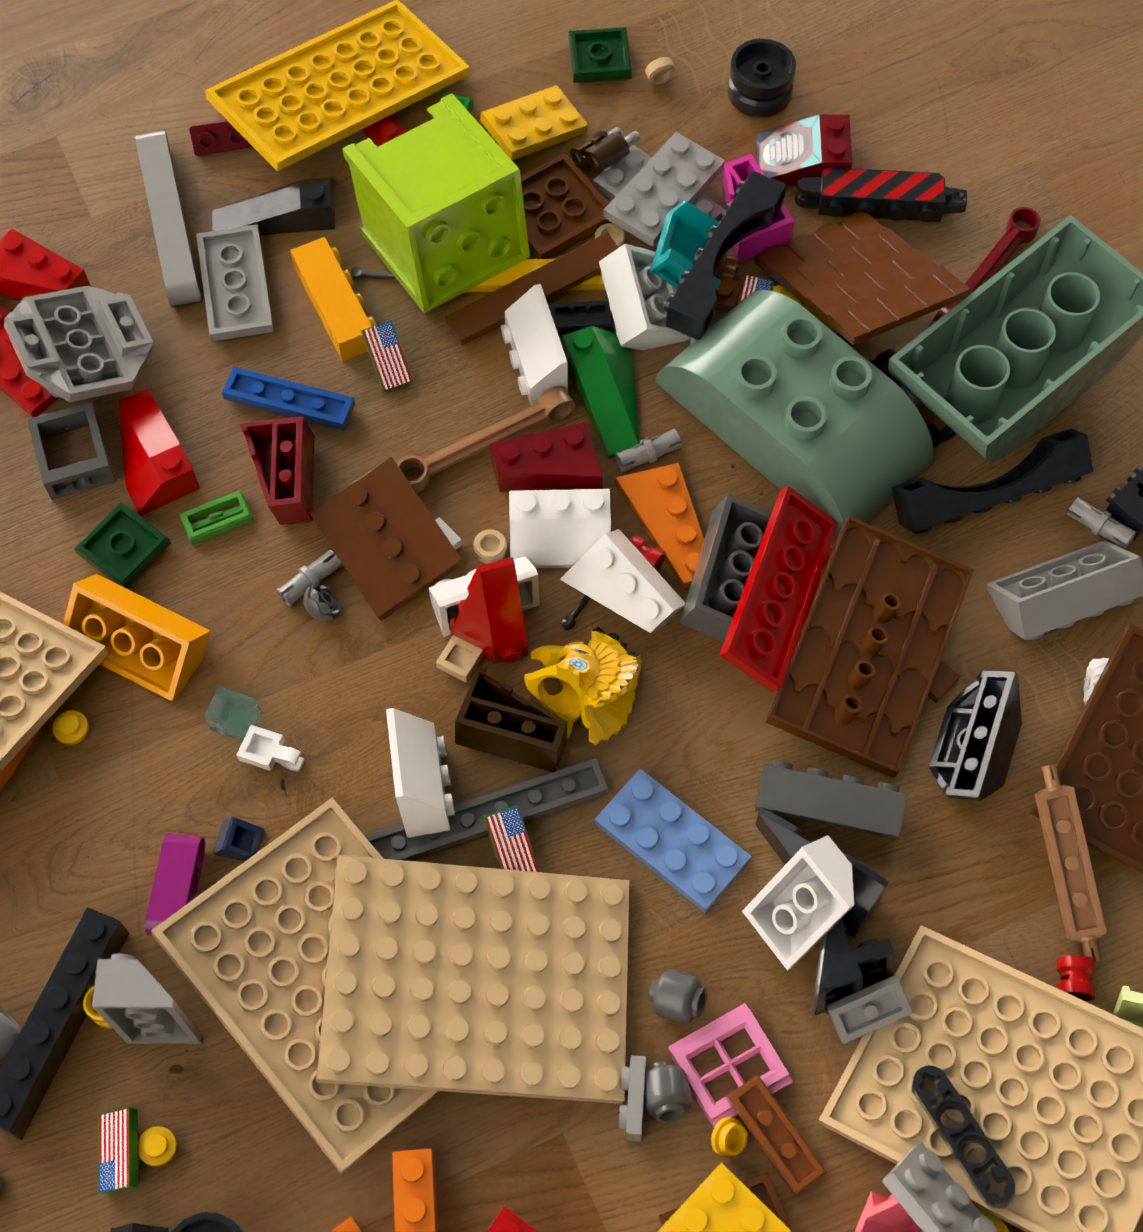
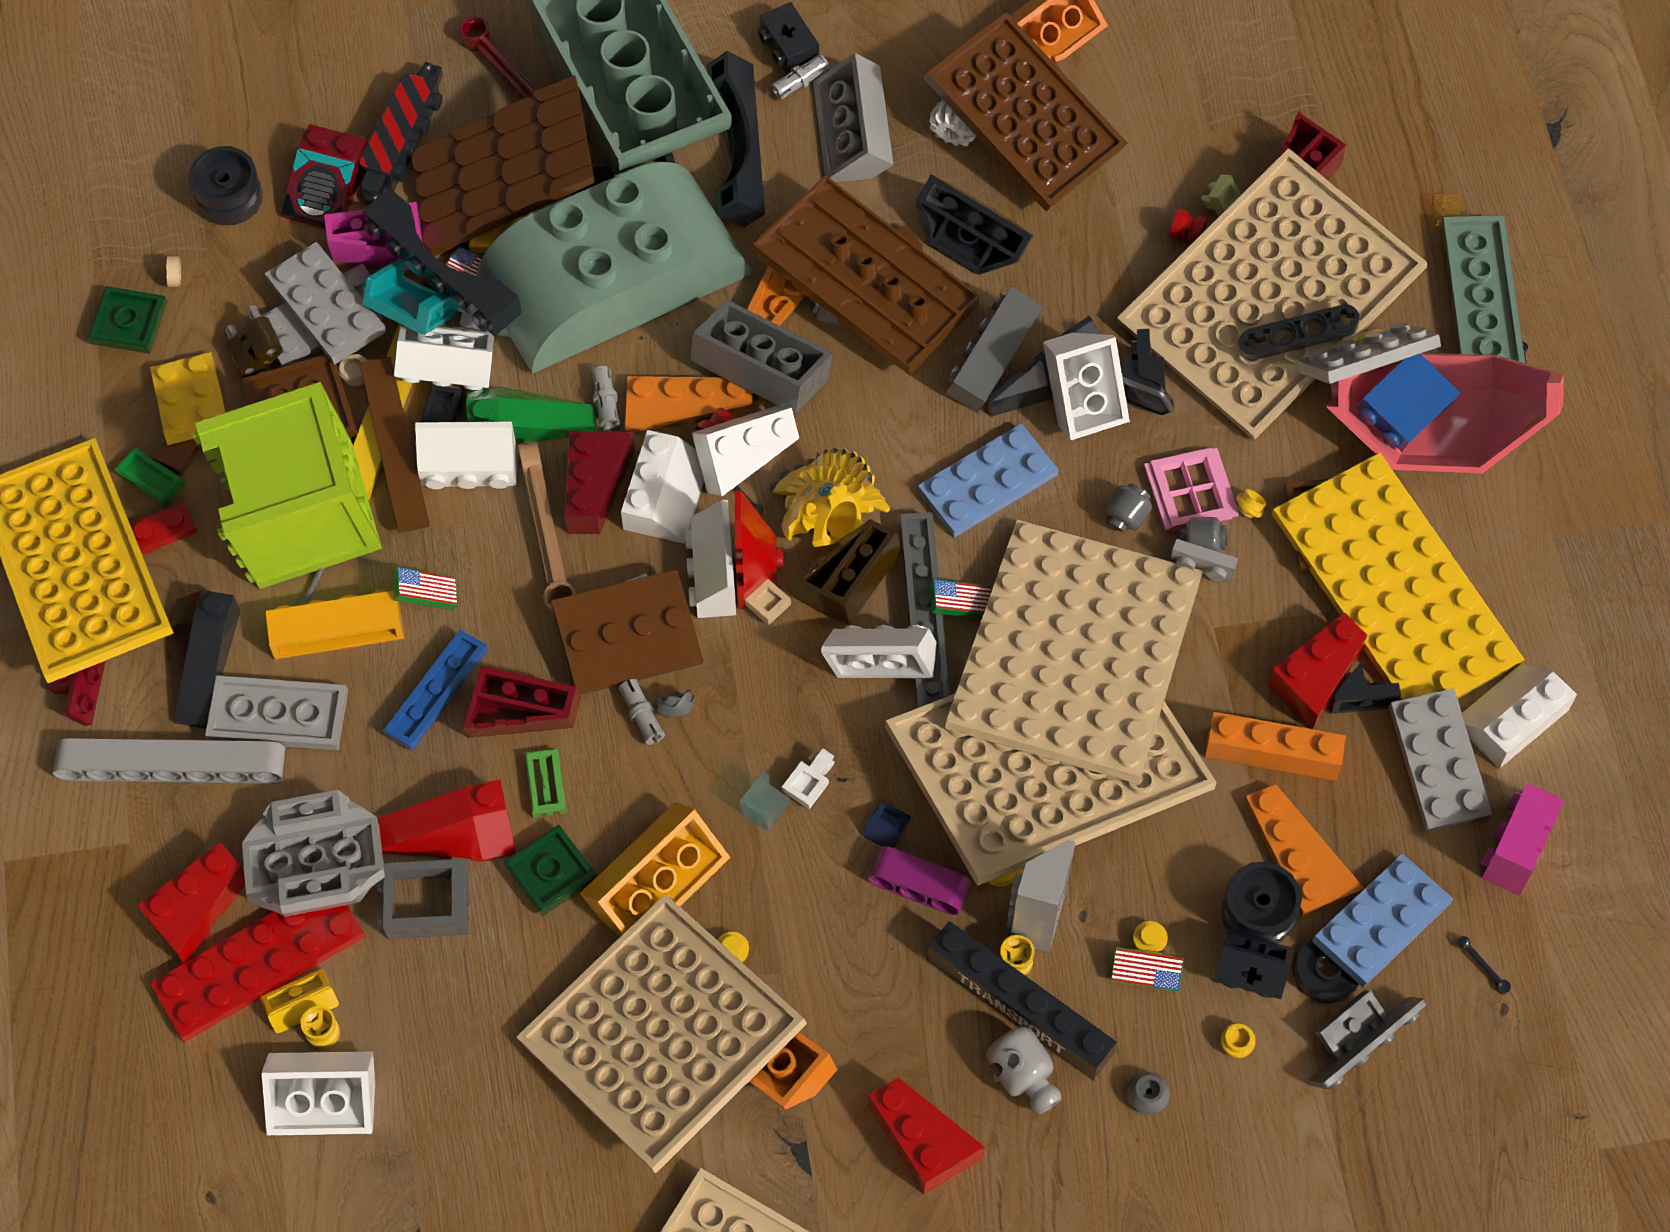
camera: 75 degrees left, 0 degrees up
(490, 546) = (658, 553): tan tile -> none
(776, 1134) = (1256, 470): dark orange tile -> none
(779, 589) = (796, 321): red plate -> none
(869, 1009) = (1180, 370): light grey plate -> none
(1070, 863) = (1098, 195): medium nougat plate -> none

